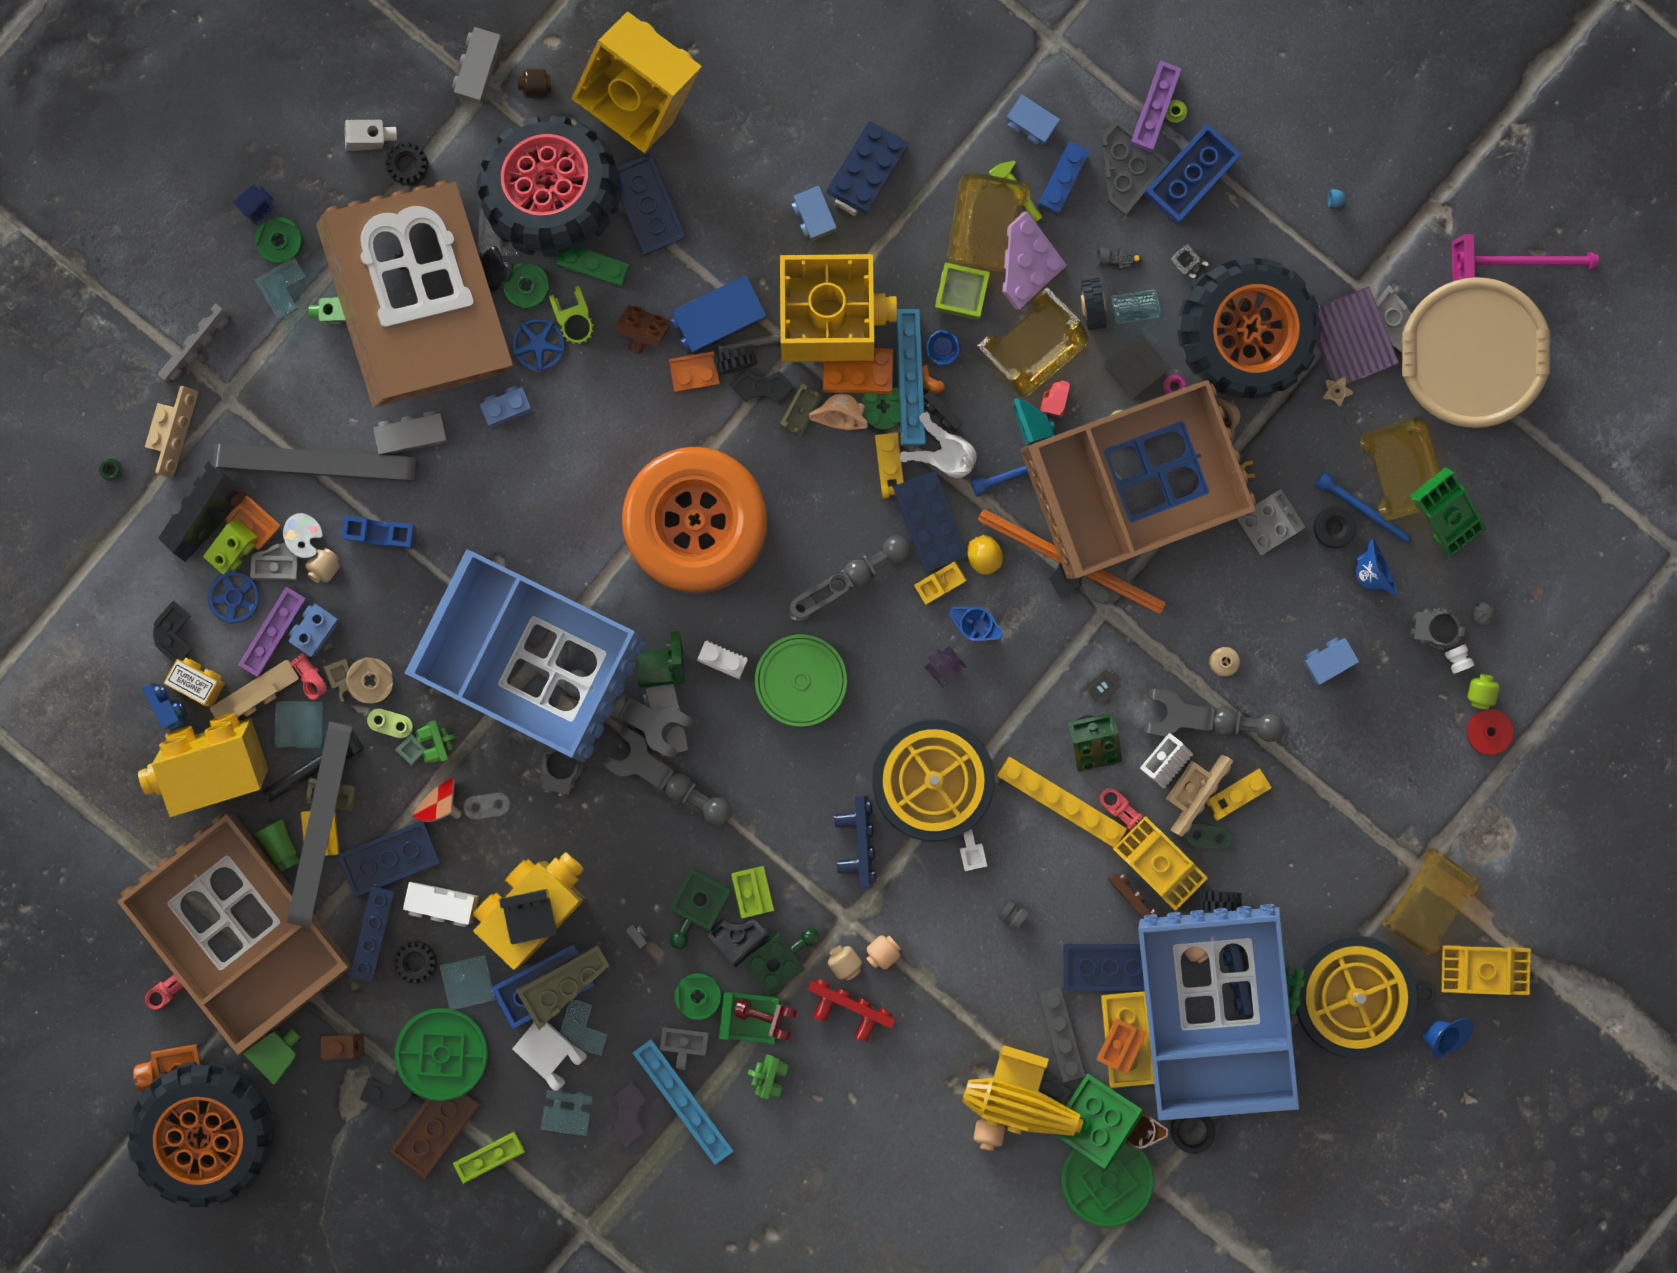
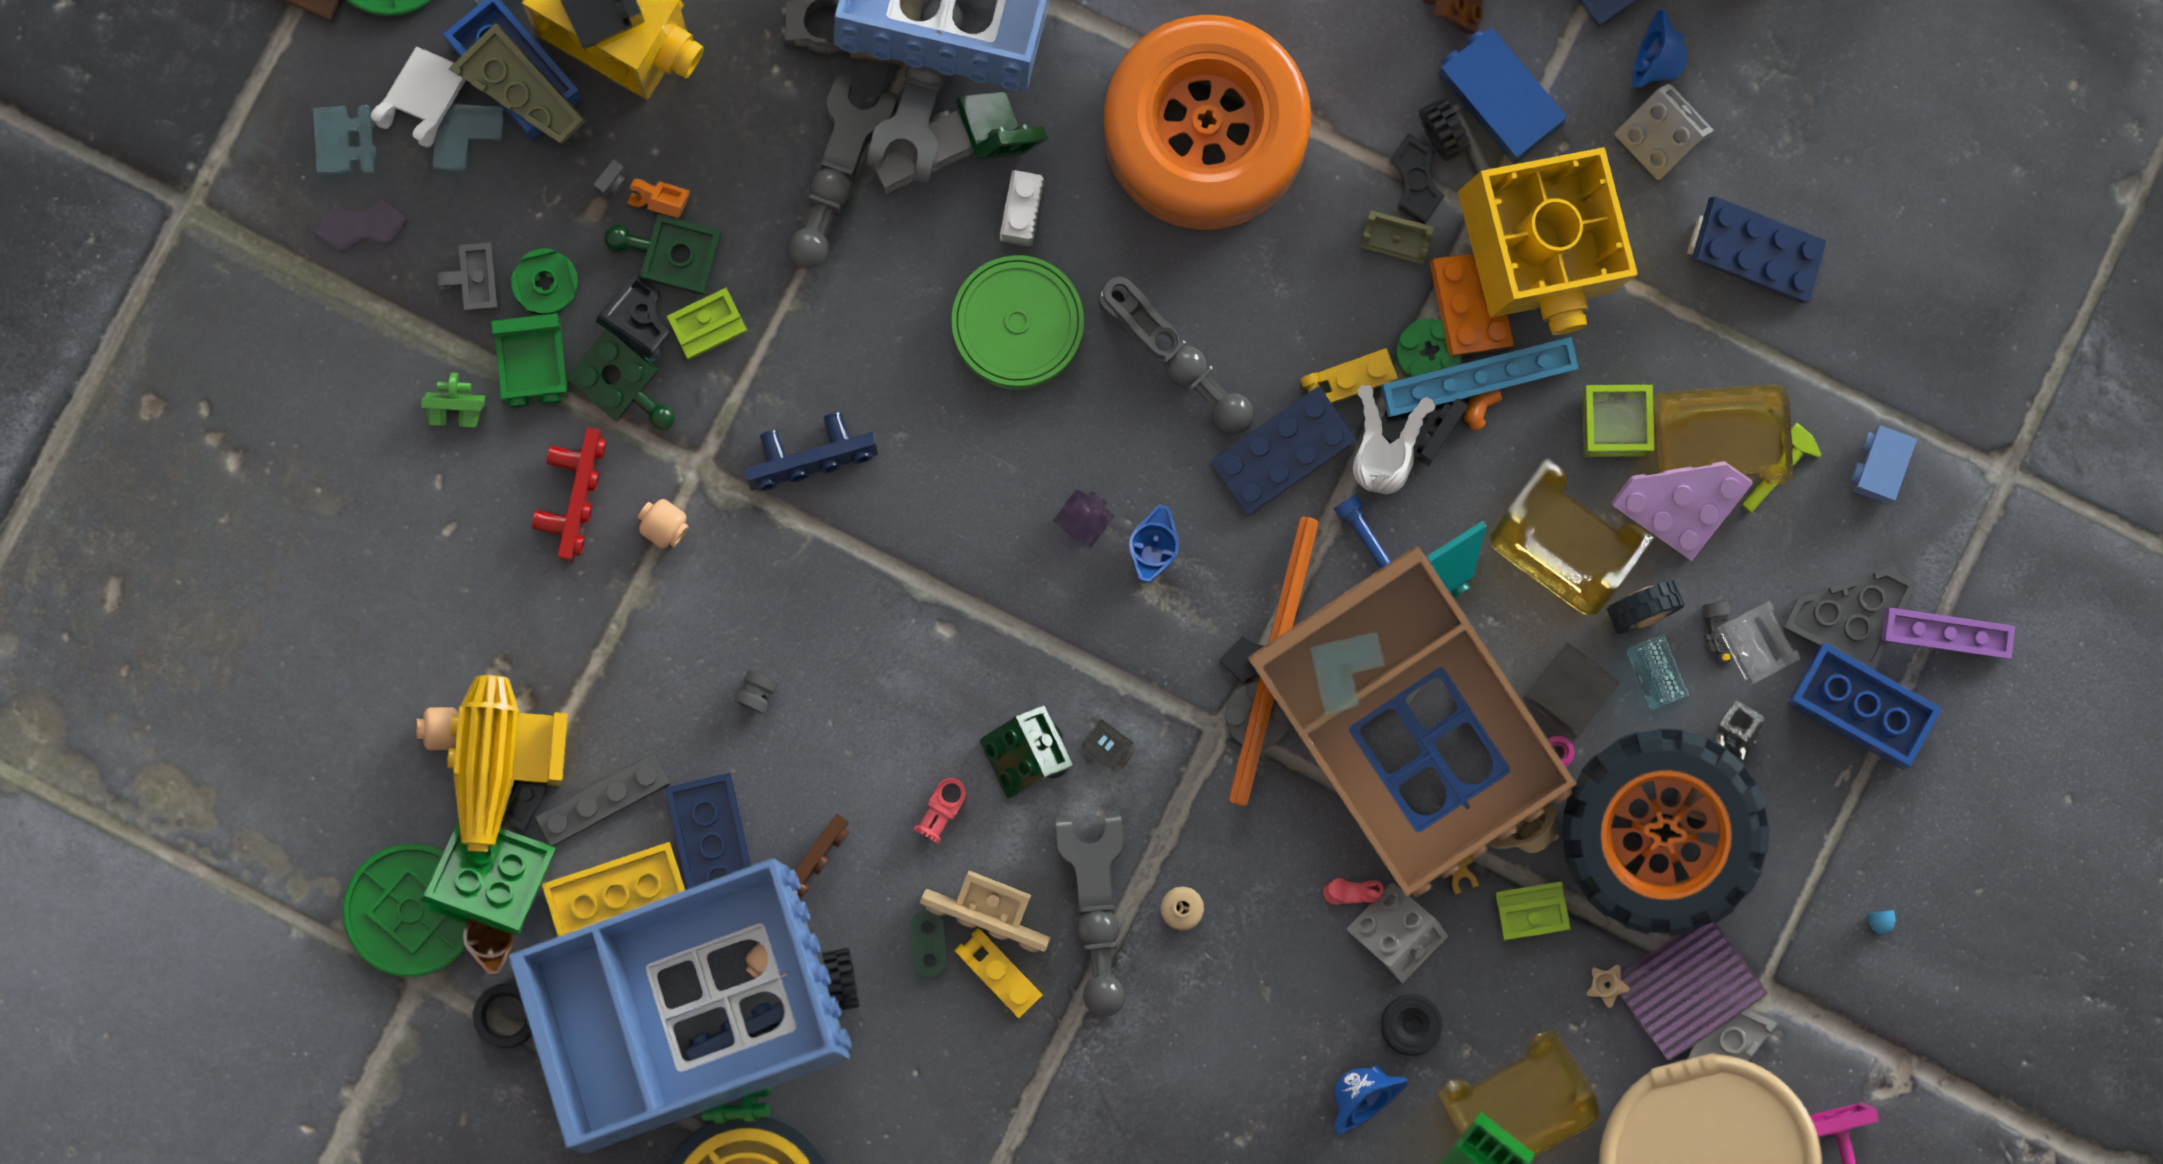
camera: 70 degrees right, 5 degrees down
(489, 1157) = (259, 49): lime tile -> none
(658, 902) = (662, 198): none -> orange plate
(683, 1101) = (393, 294): dark azure plate -> none
(693, 372) = (1413, 79): orange plate -> none
(715, 200) = (1660, 54): none -> blue hat
(744, 1010) = (538, 348): dark red bar -> none
(768, 211) = (1663, 131): none -> light grey bracket
(814, 214) = (1676, 192): medium blue brick -> none
(840, 413) = (1405, 292): light nougat hat -> none
(844, 962) = (636, 472): tan head -> none
(933, 780) = (920, 537): yellow wheel -> none
(940, 582) = (1200, 486): yellow slope -> none
(943, 347) = (1532, 414): blue hair -> none
(972, 855) = (828, 617): white plate -> none
(984, 554) = (1254, 539): yellow hair -> none
(1055, 399) = (1497, 588): coral rock -> none
(1061, 802) = (930, 726): yellow plate -> none
(1063, 178) = (1825, 528): blue arch -> none
(1094, 520) = (1335, 664): none -> clear light blue plate
(1121, 1046) = (603, 883): orange plate -> none
(1134, 240) = (1750, 648): none -> clear plate
(1160, 863) = (875, 881): yellow plate -> none
(1166, 760) = (1022, 858): white brick -> none
(1176, 118) = (1939, 669): lime plate -> none
(1236, 549) = (1346, 892): none -> coral piece
(1277, 428) = (1532, 911): none -> lime plate
(1326, 483) = (1472, 999): blue piece -> none
(1330, 661) = (1219, 1059): medium blue brick -> none

